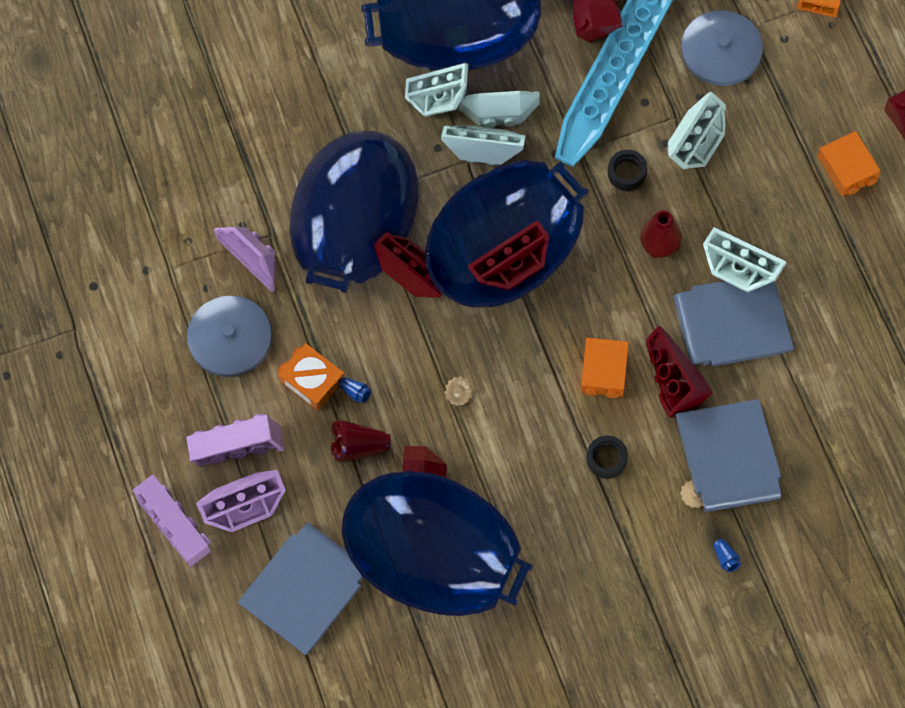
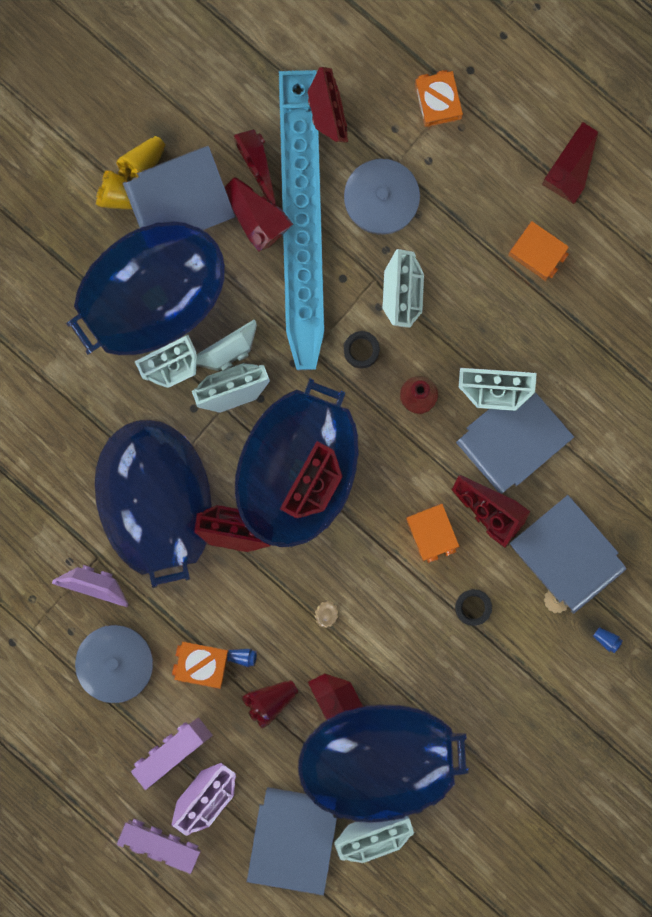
camera: 30 degrees left, 15 degrees up
(385, 623) = (368, 841): none -> light aqua wedge

